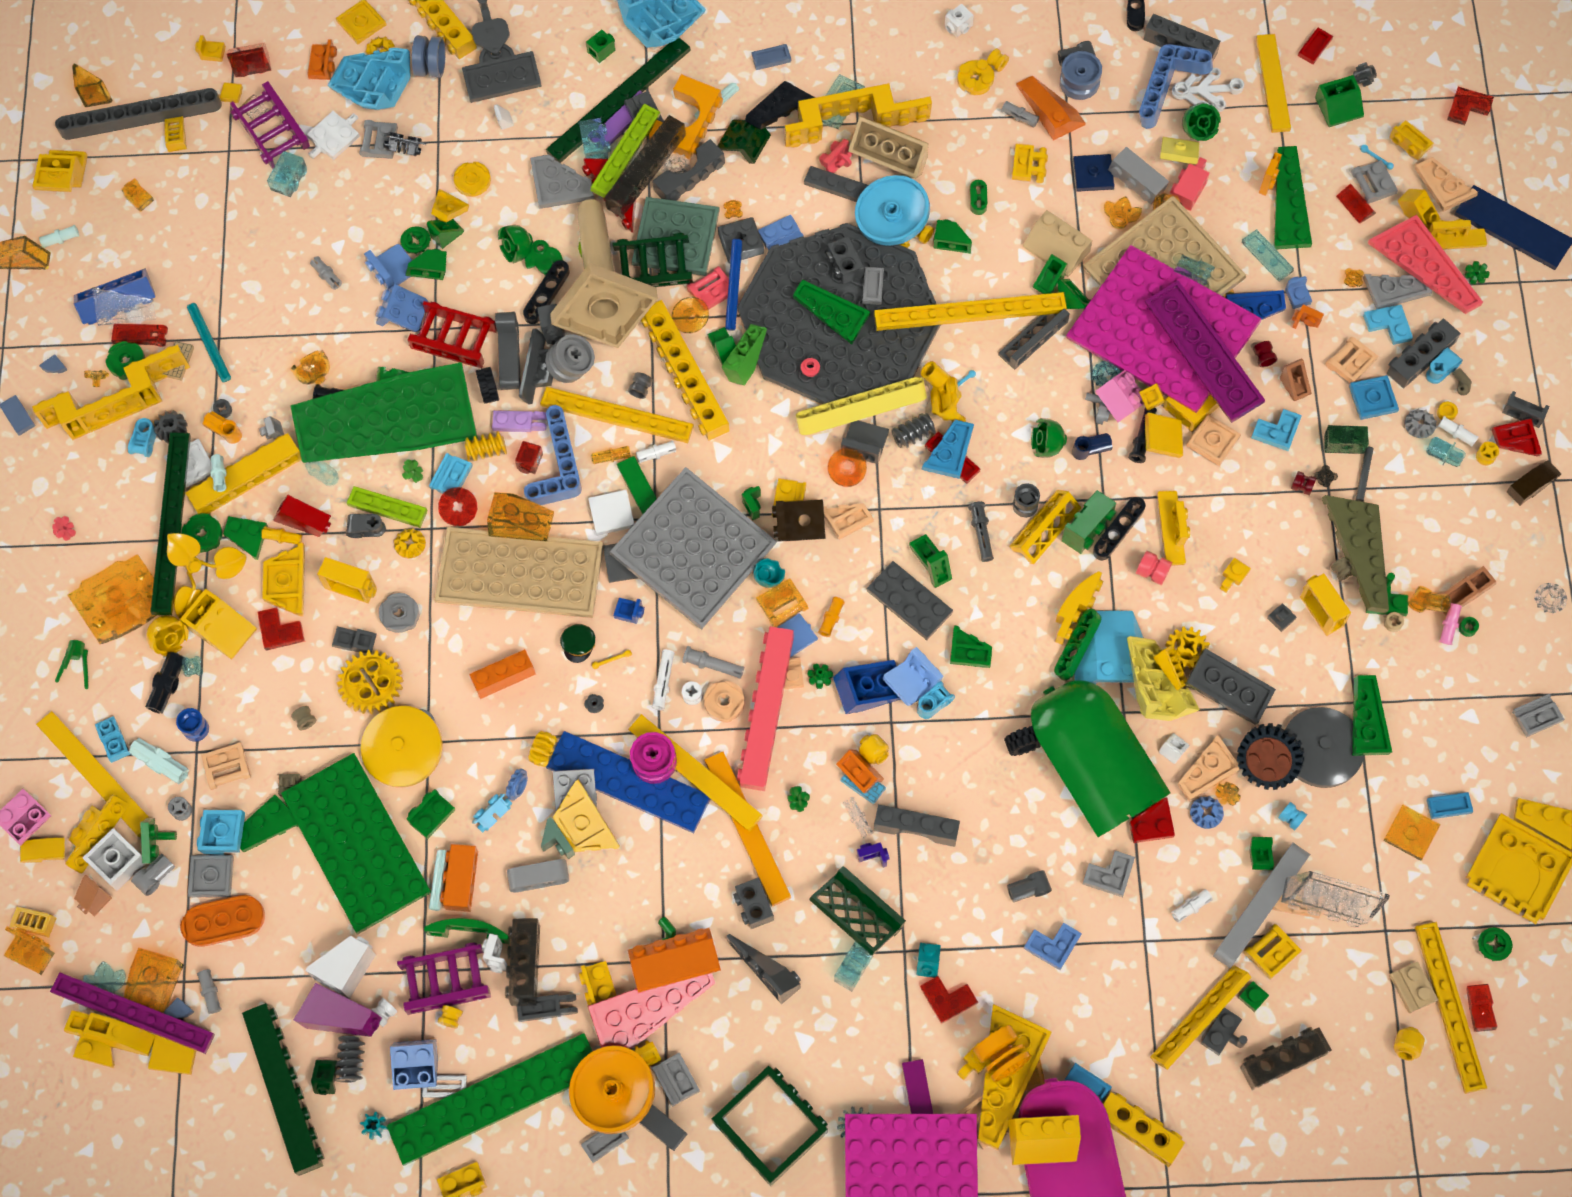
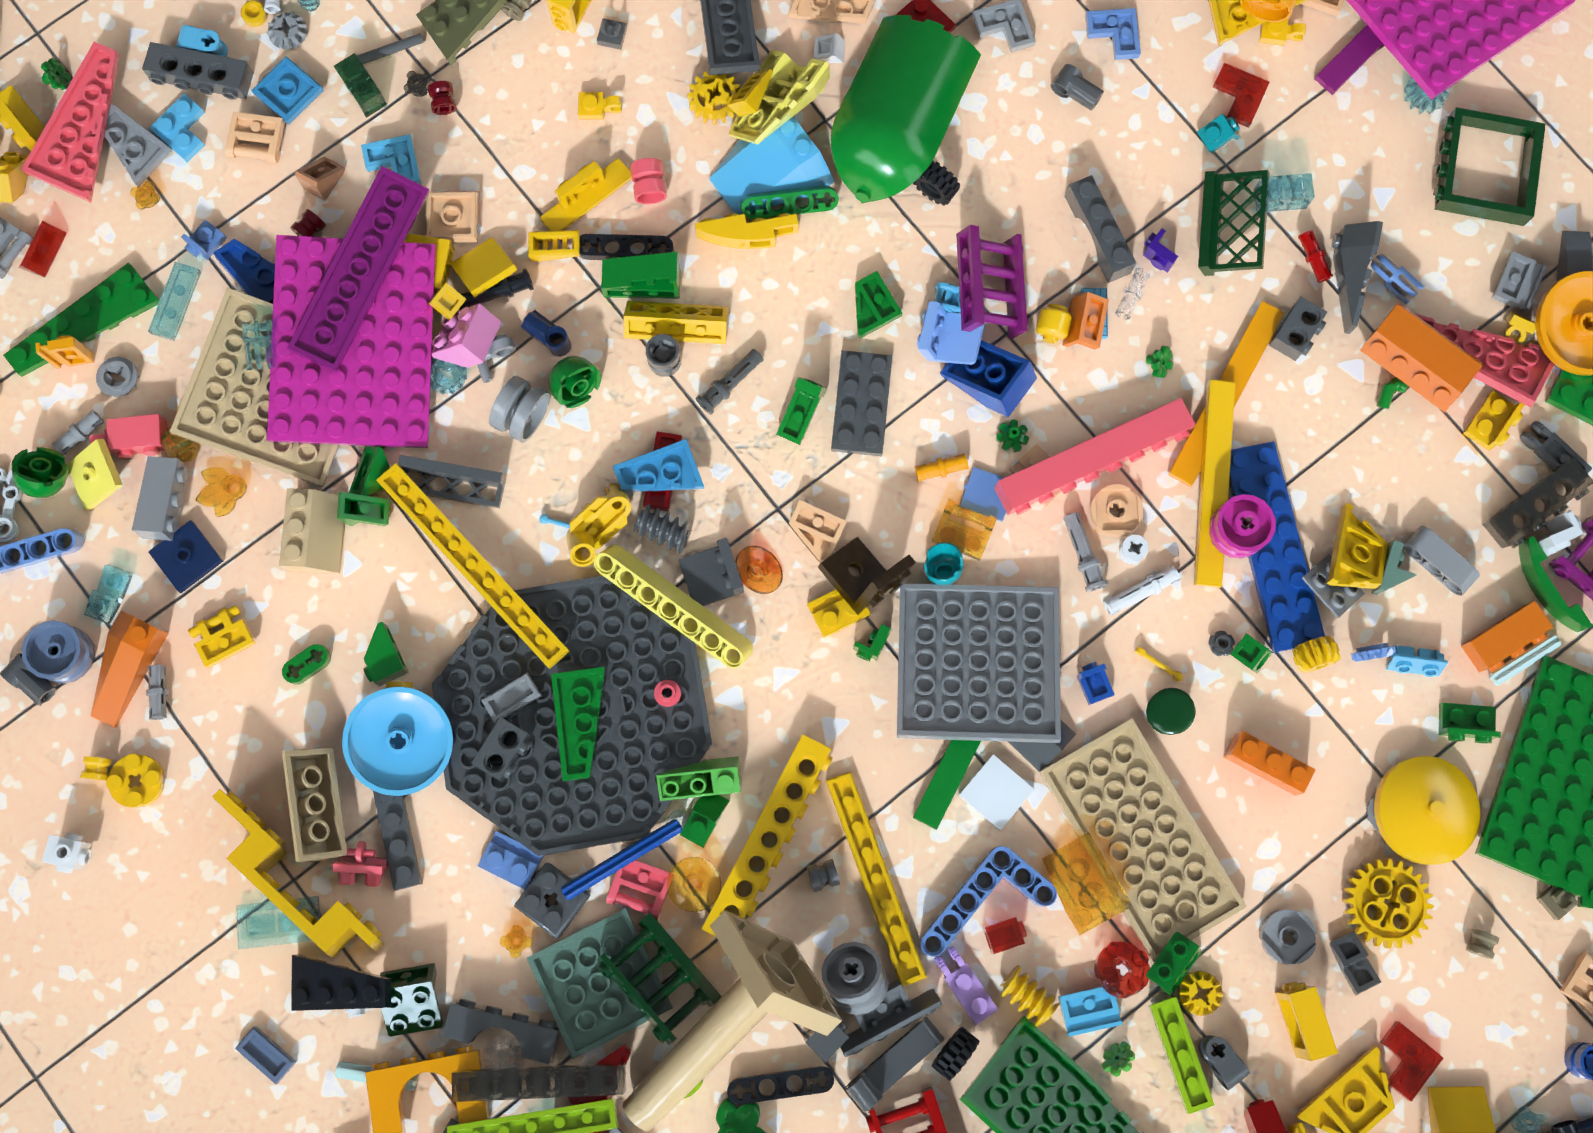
camera: 130 degrees left, 10 degrees up
(436, 535) = (1174, 963): none -> green bracket
(573, 710) = (1251, 653): none -> green brick
(611, 455) = (930, 844): clear yellow axle -> none
(656, 452) = (890, 796): white pin -> none
(740, 996) = (1396, 278): none -> medium blue arm
(795, 955) = (1315, 256): none -> red pin
(946, 716) = (971, 288): none -> magenta fence
(1049, 394) = (519, 409): none -> light grey wheel
(1099, 122) = (109, 594): none -> clear light blue slope
(1157, 474) = (544, 237): none -> yellow slope
(1215, 158) = (78, 432): none -> light grey pin
(1240, 191) = (115, 366): none -> light grey gear
(1307, 315) = (230, 211): orange bracket -> none
(1464, 382) = (208, 14): dark tan arm -> none

